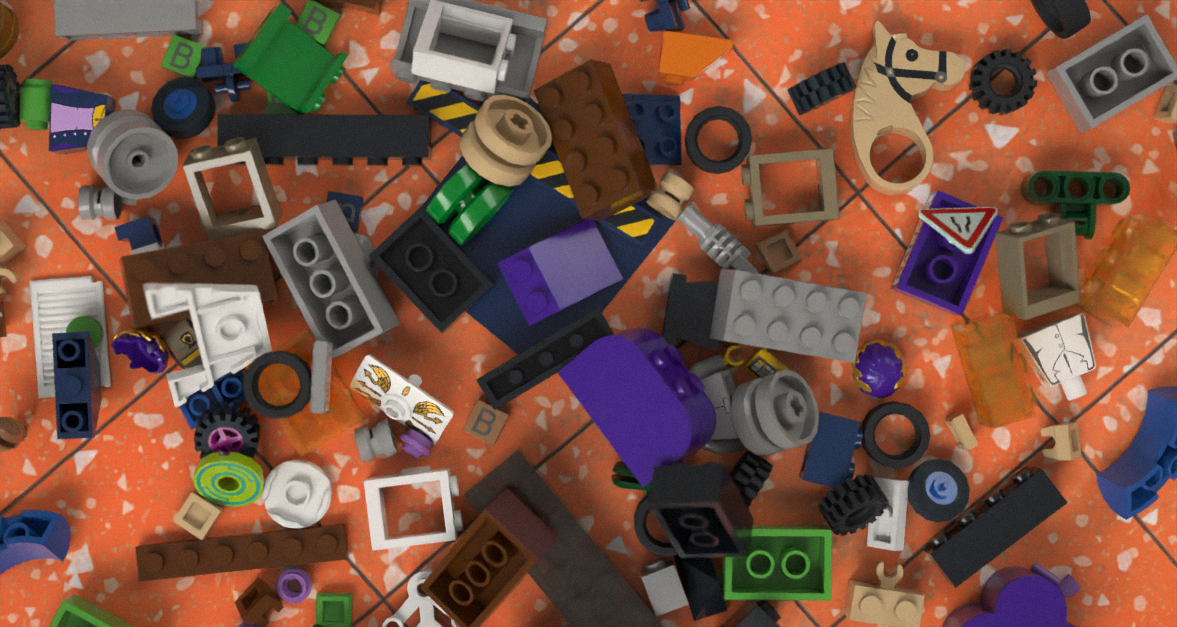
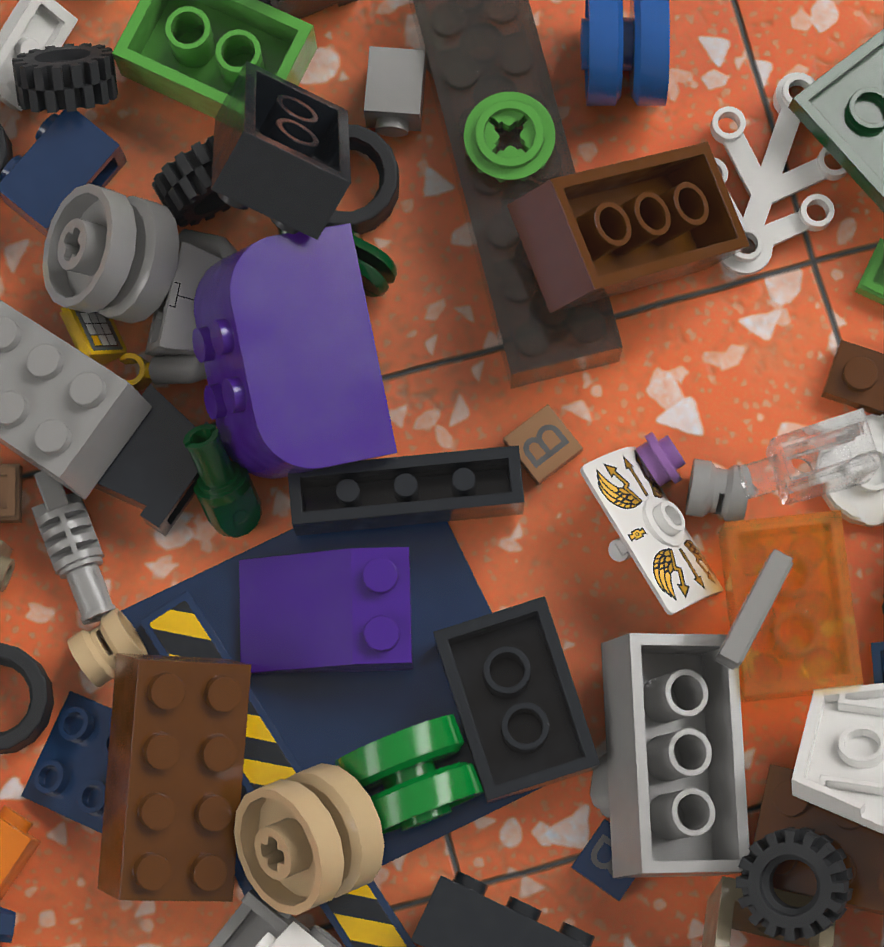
camera: 150 degrees left, 10 degrees down
(237, 217) = (762, 899): none -> black tyre
(252, 392) = (856, 596): black tyre -> none
(317, 488) = (835, 449): none -> clear torso
(377, 513) = (743, 428): white window -> none
(589, 598) = (509, 111): none -> bright green gear
(650, 314) = (222, 485): none -> dark green arm
(701, 586) = (341, 66): black slope -> none

